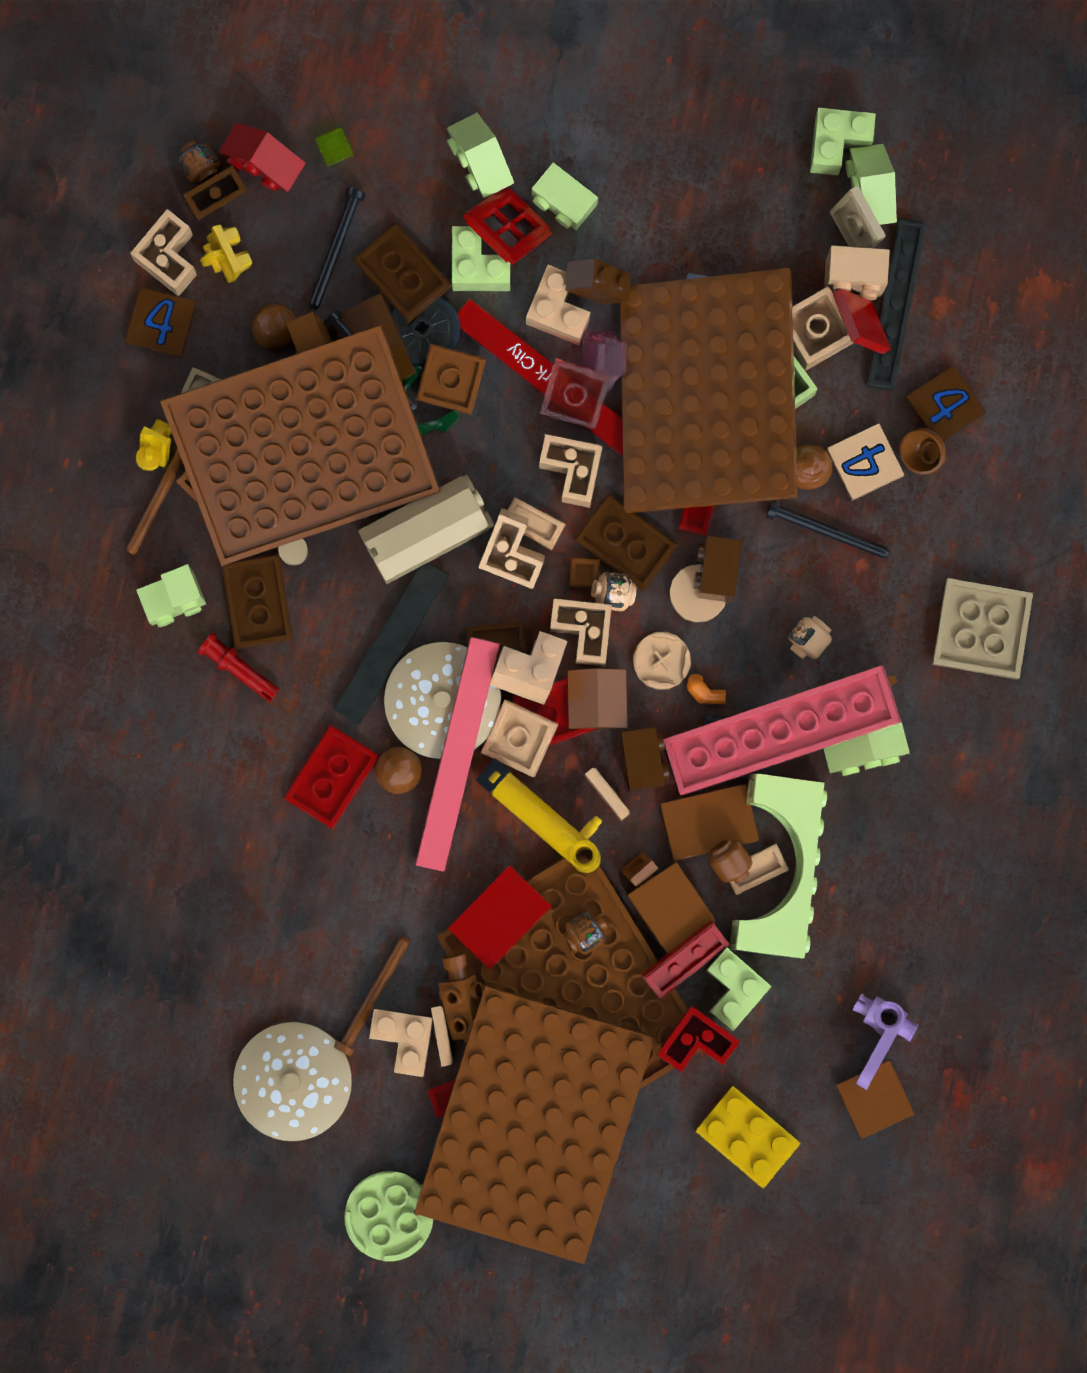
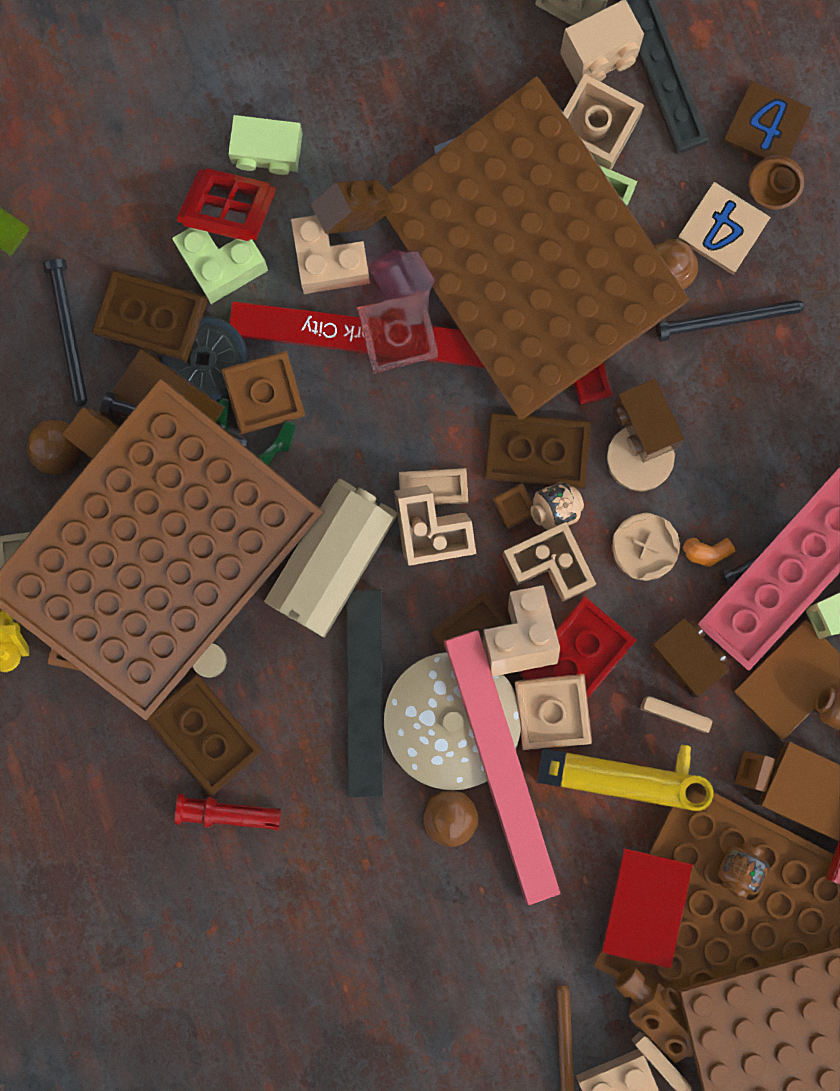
camera: 25 degrees left, 0 degrees up
(155, 503) = (40, 699): dark orange bar -> none
(172, 596) = (114, 782): yellowish green brick -> none
(331, 777) = (387, 867): red tile -> none
(481, 154) = (158, 150): yellowish green brick -> none
(578, 461) = (441, 398): light nougat brick -> none
(597, 699) = (607, 625): dark orange slope -> none
(810, 637) = (780, 434): light nougat head -> none
(861, 321) = (637, 89): red tile -> none

